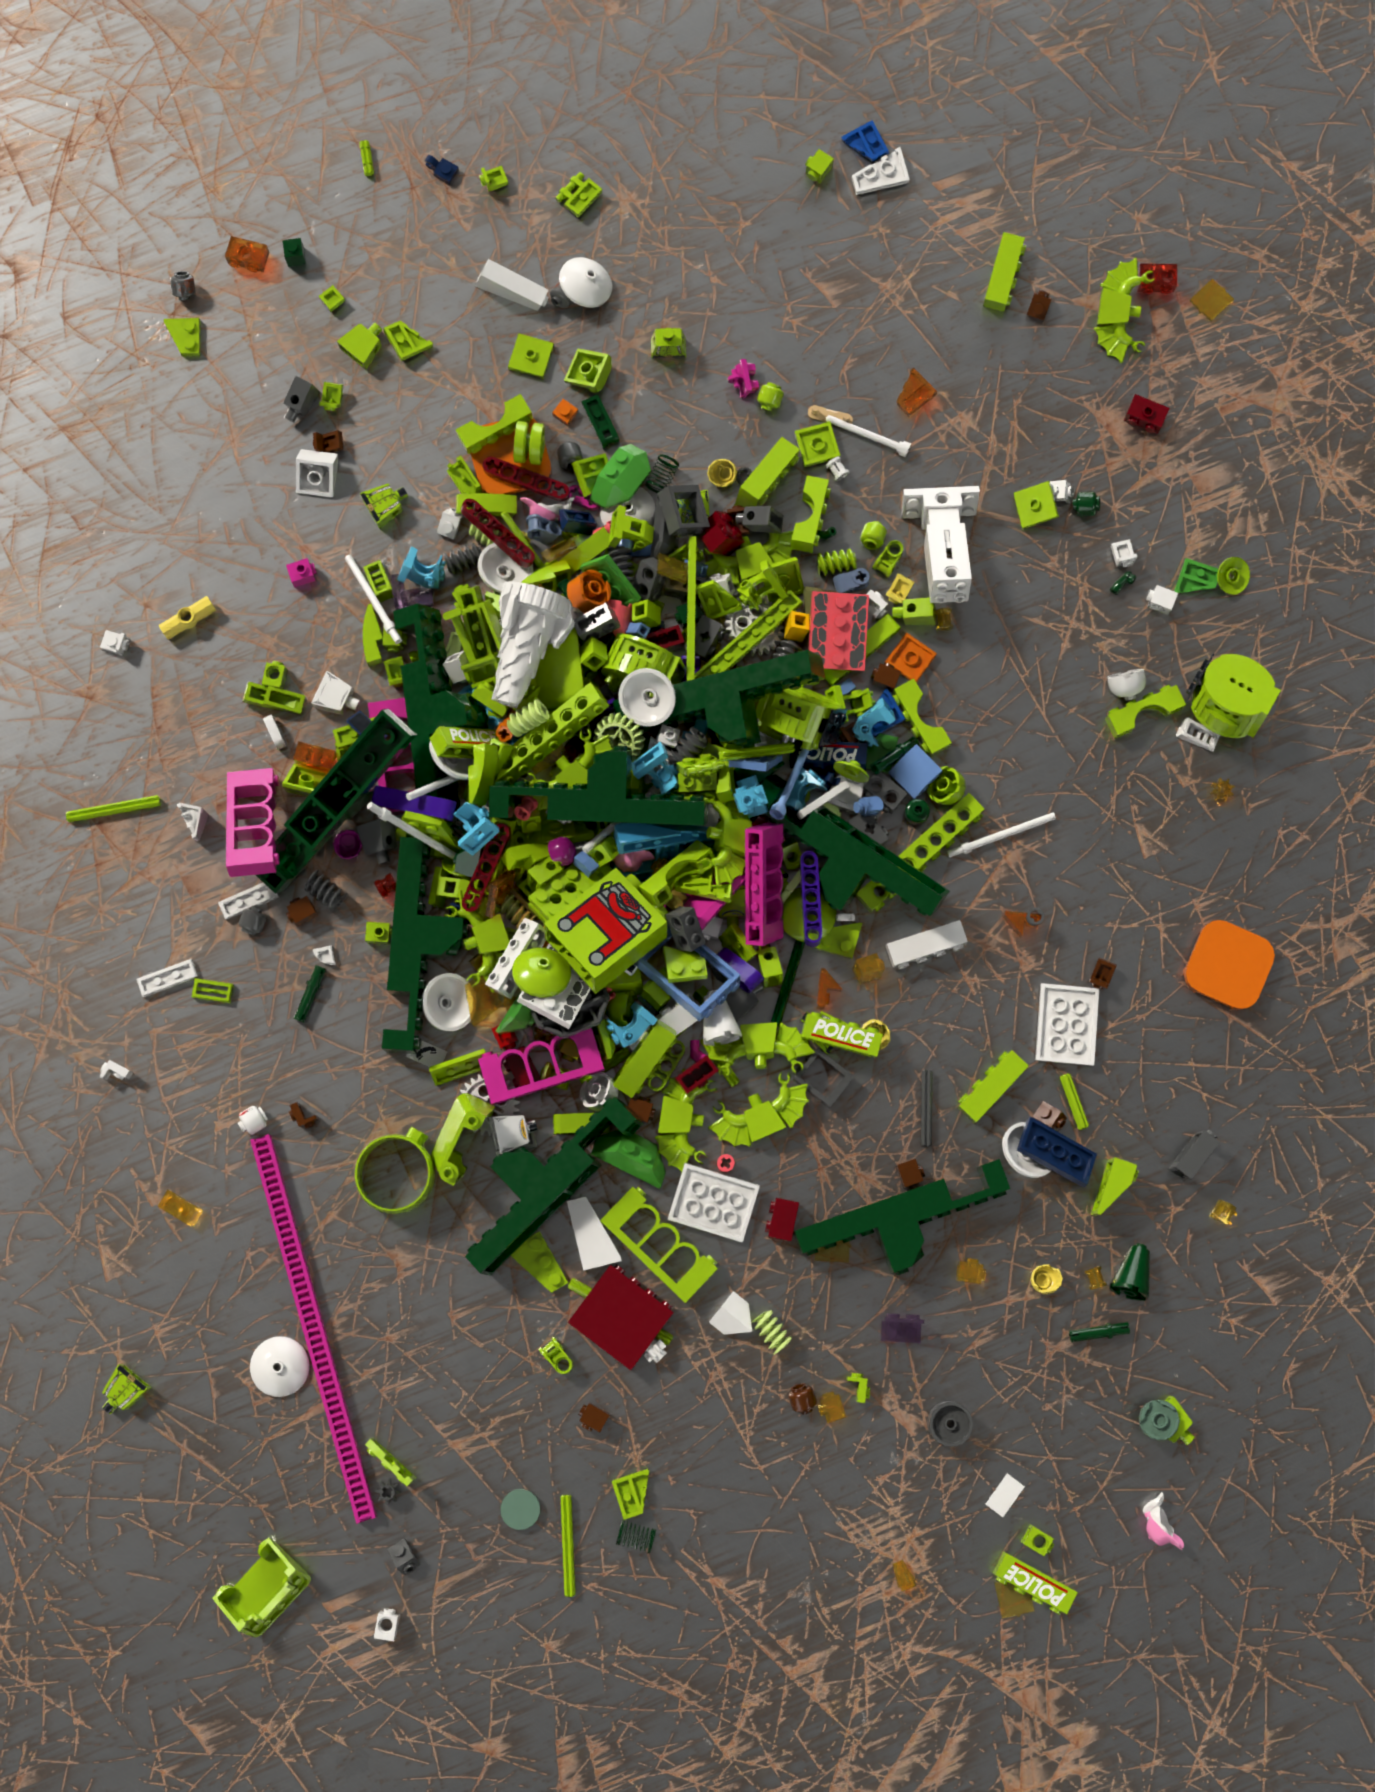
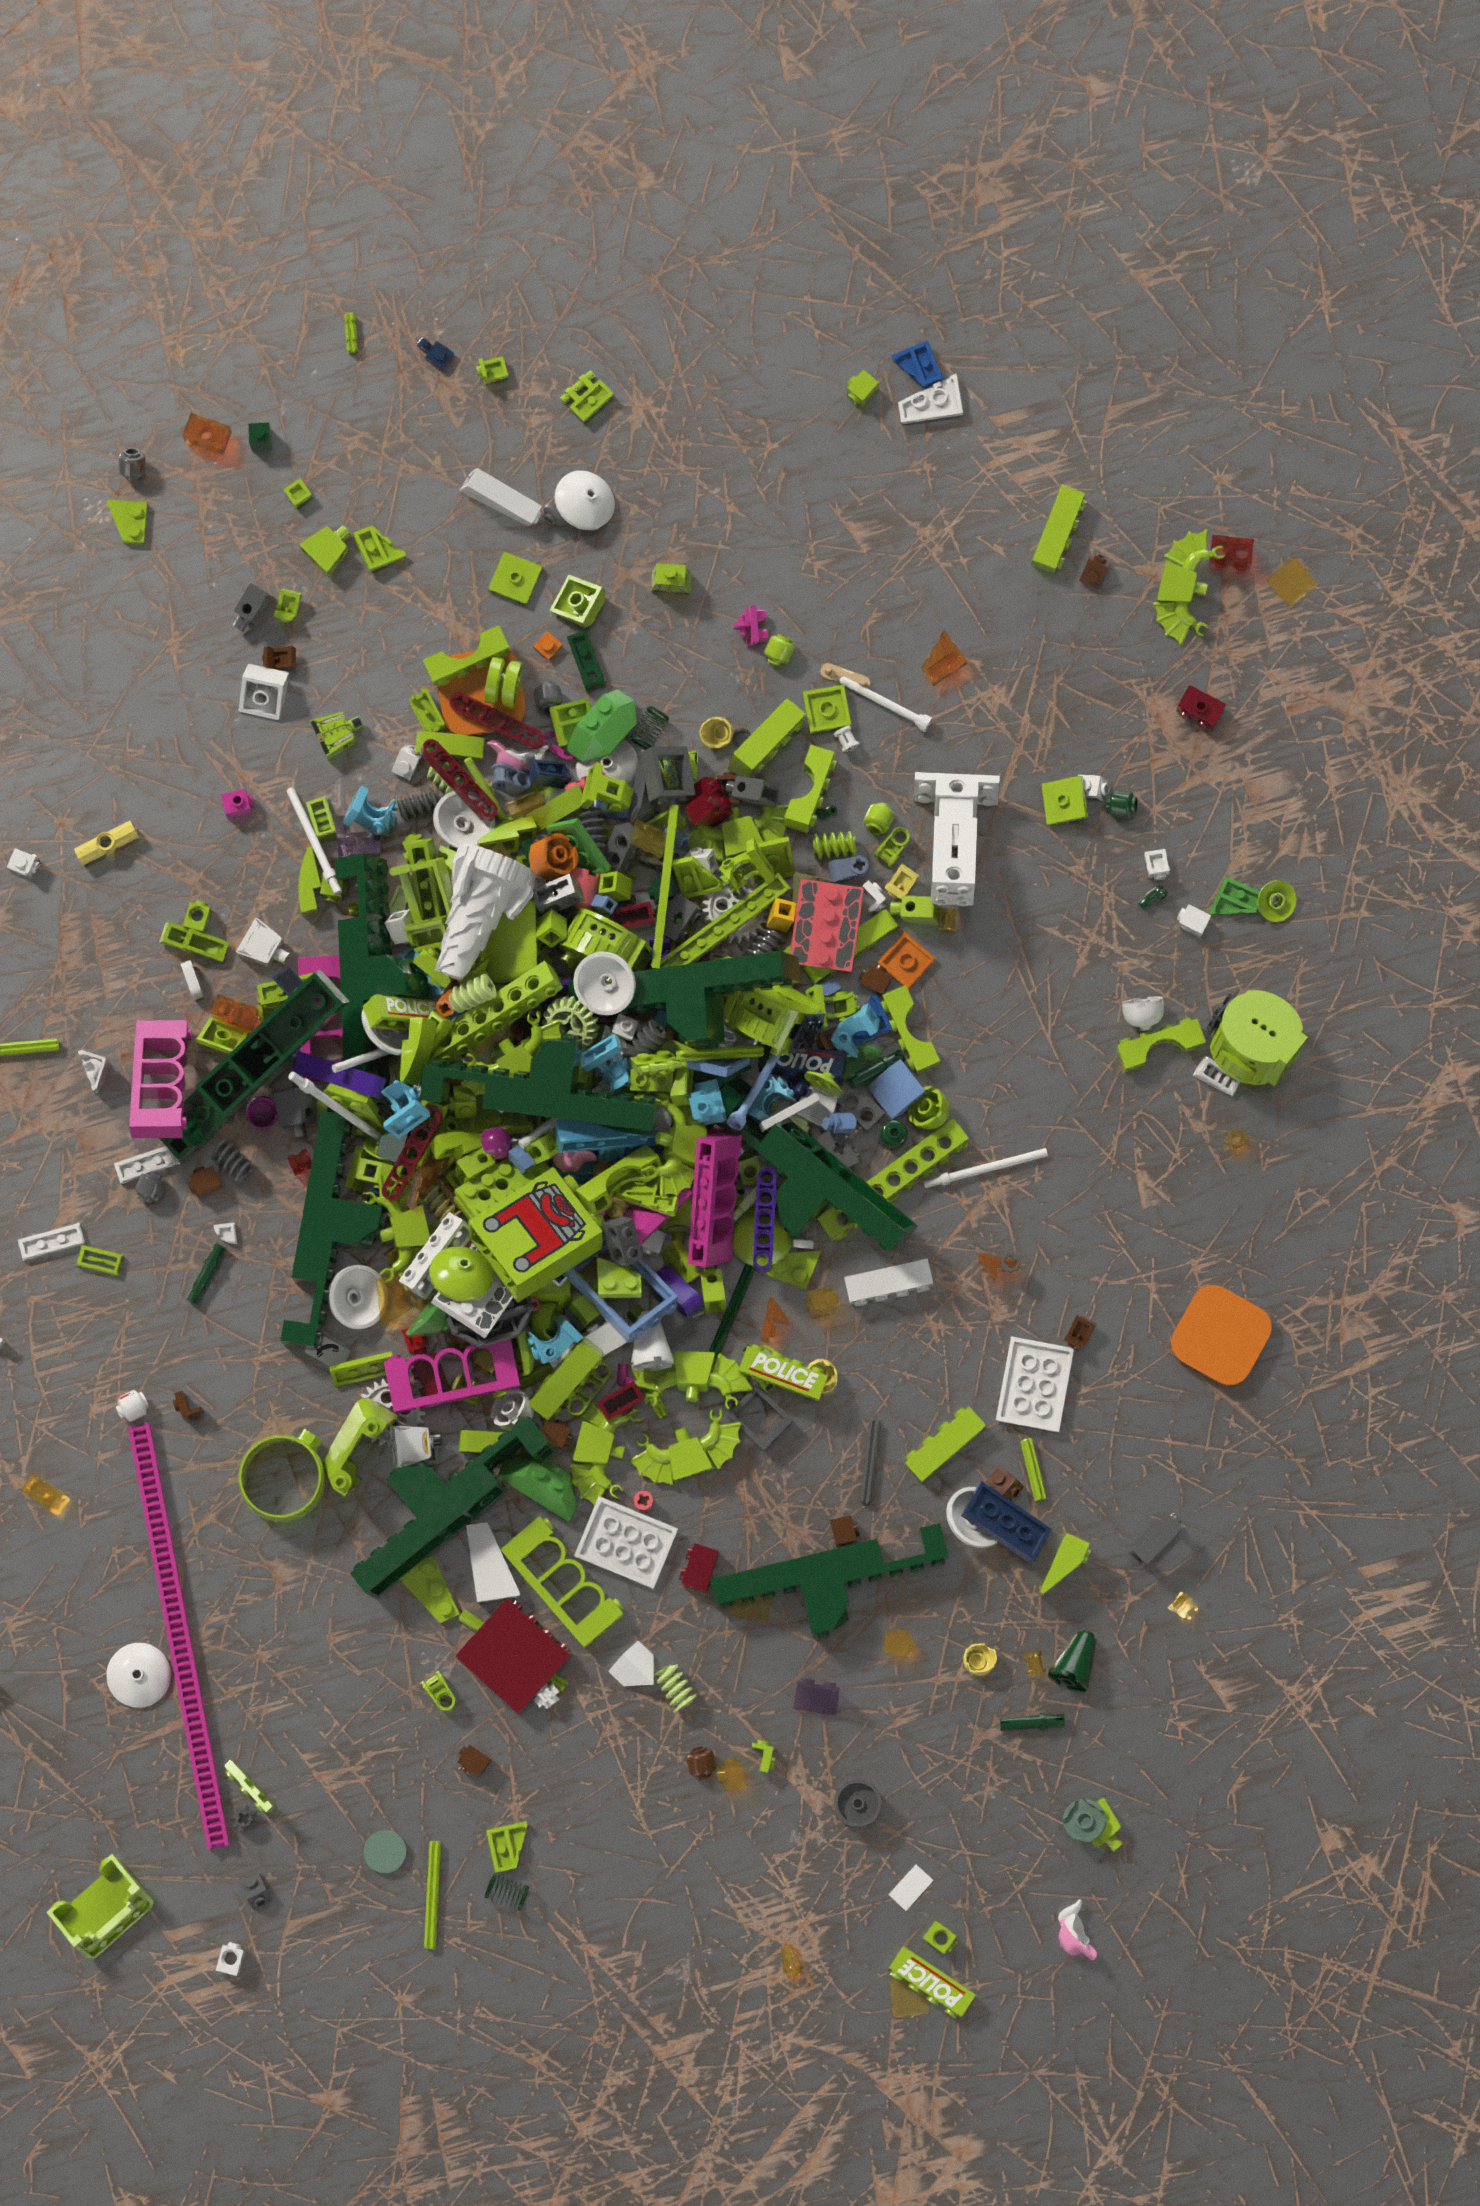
camera: 10 degrees right, 0 degrees up
(378, 933) = (287, 1214): lime brick -> none
(394, 671) = (329, 922): lime bracket -> none
(524, 810) = (461, 1091): coral bush -> none

